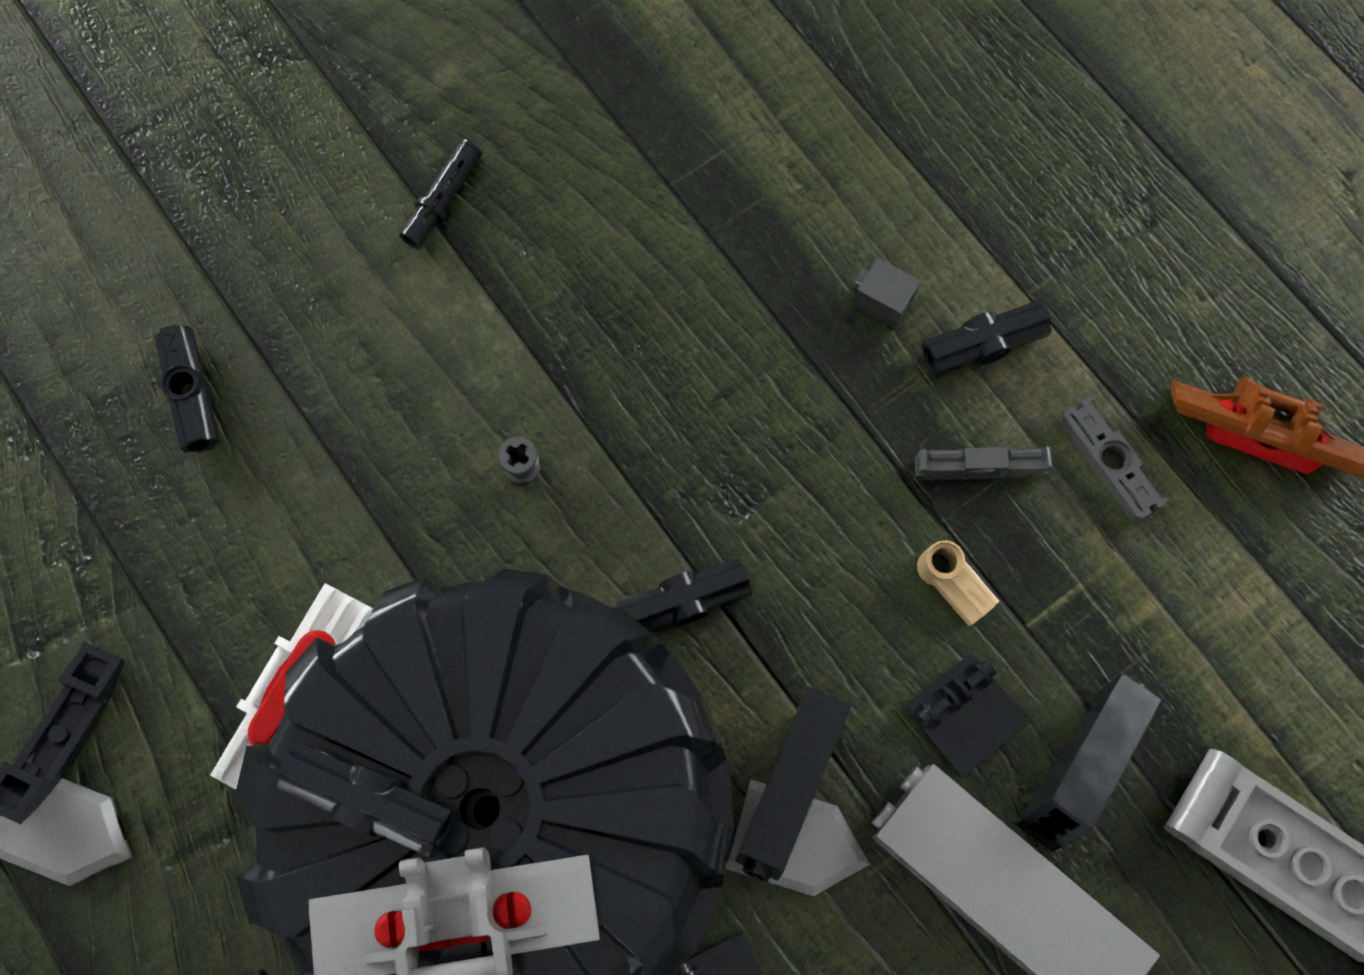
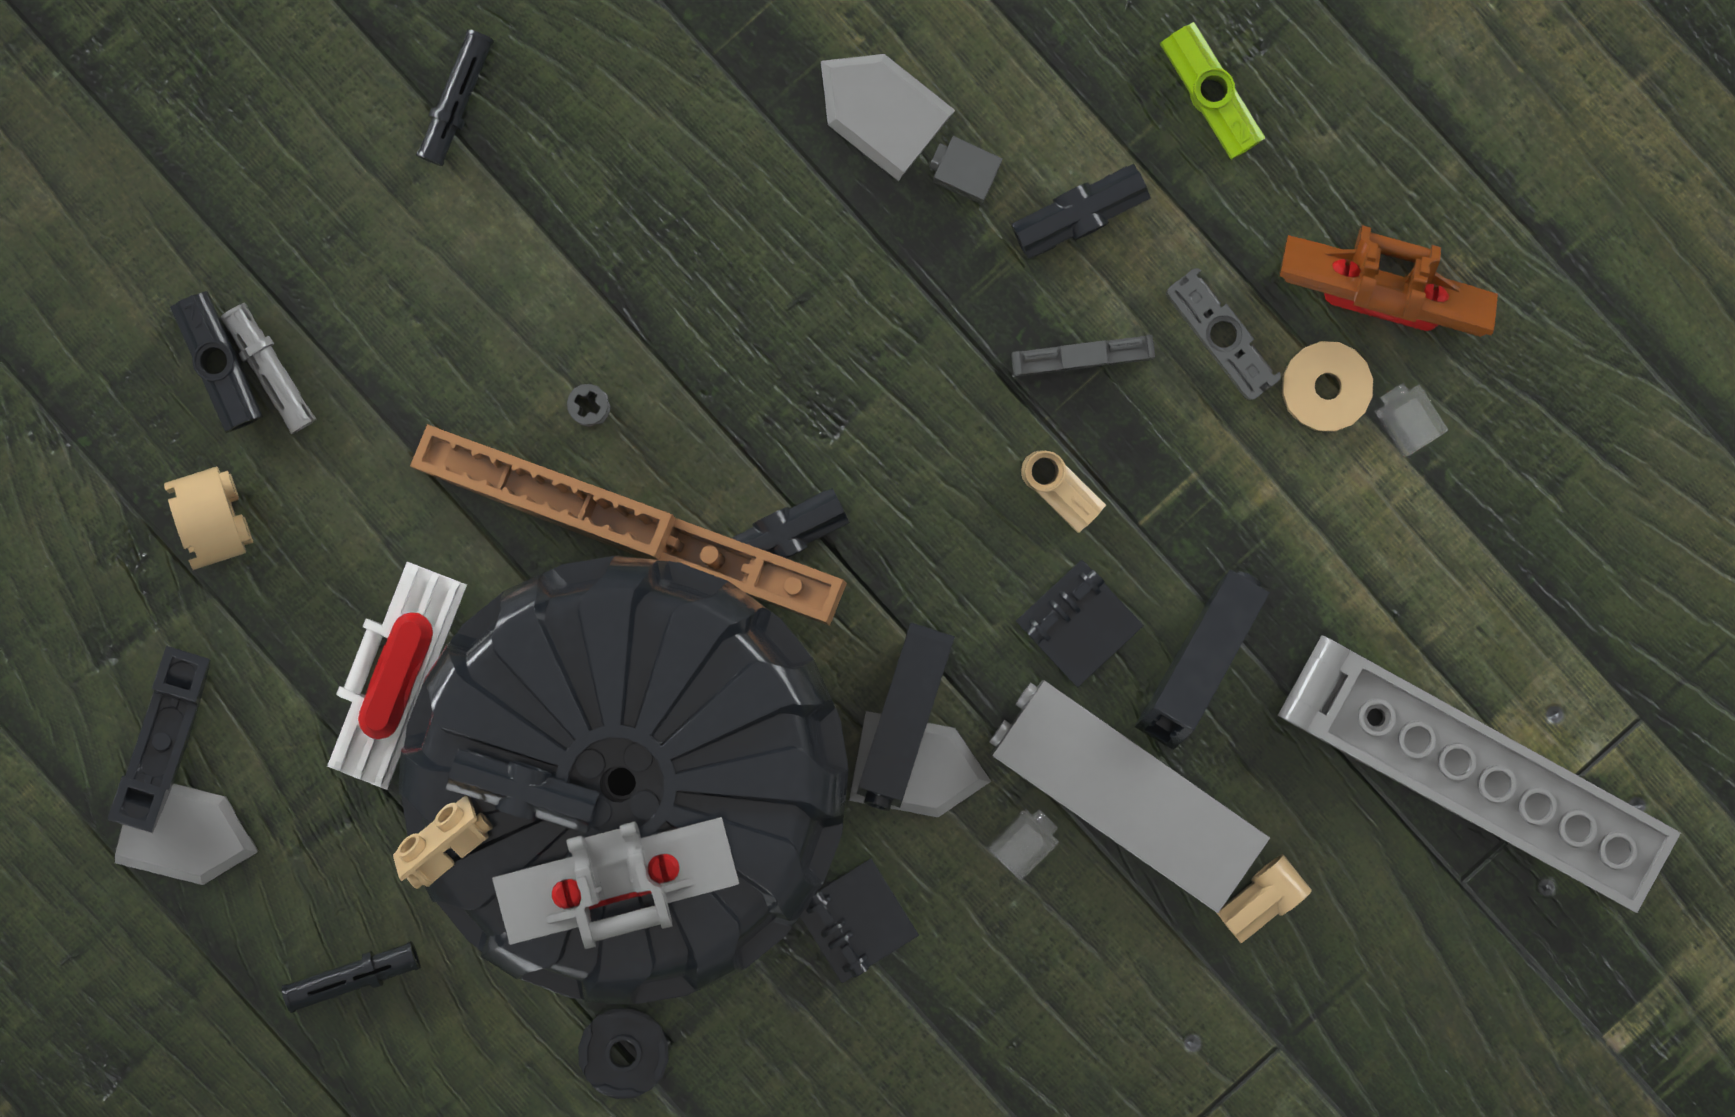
camera: 10 degrees left, 15 degrees up
(144, 522) = (207, 516): none -> tan brick
(228, 387) = (261, 357): none -> light grey pin
(241, 864) = (423, 855): none -> tan hinge
(495, 546) = (626, 523): none -> medium nougat slope
(813, 242) = (882, 110): none -> light grey tile
(901, 932) = (1024, 842): none -> clear brick
(1119, 269) = (1198, 64): none -> lime piece
(1230, 503) = (1354, 383): none -> tan tile
(1292, 551) = (1410, 418): none -> clear brick

